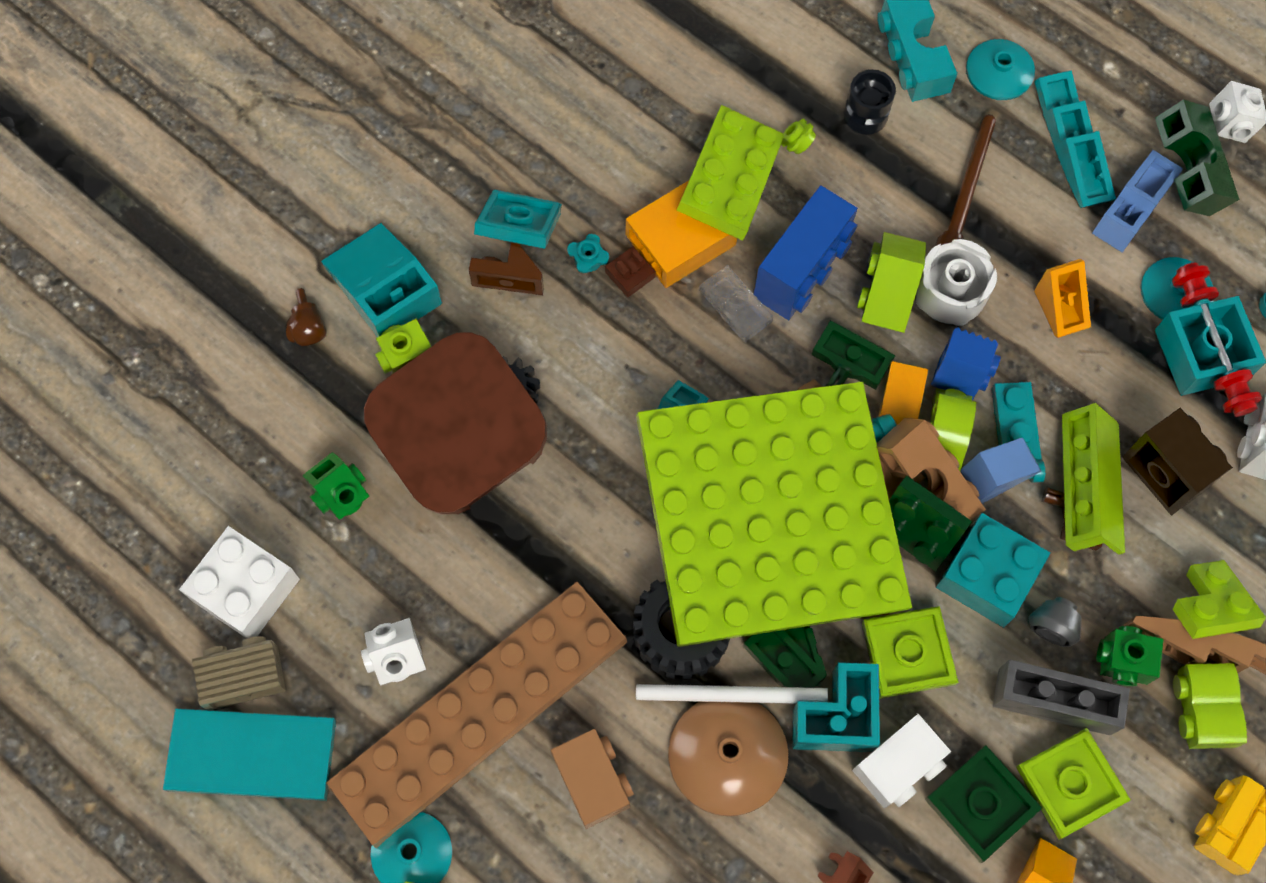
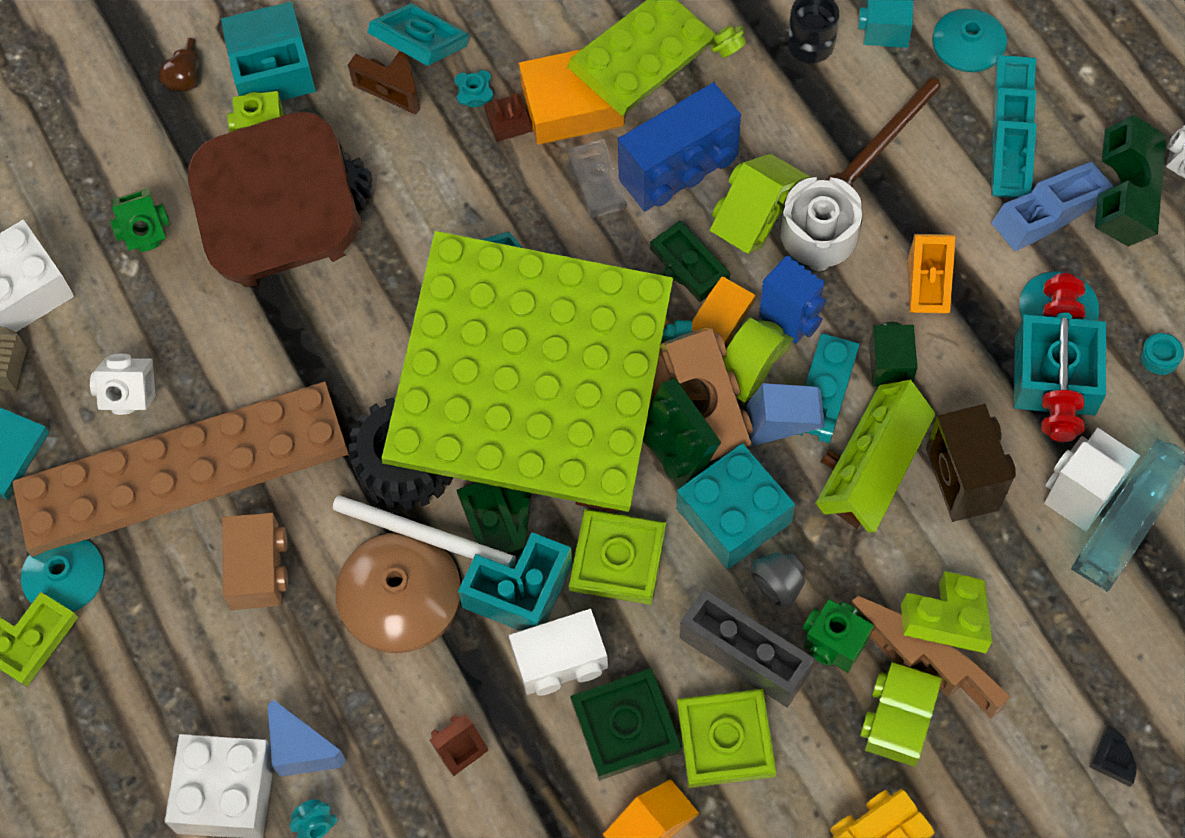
camera: 25 degrees right, 5 degrees down
(1064, 382) = (892, 353): none -> dark green brick

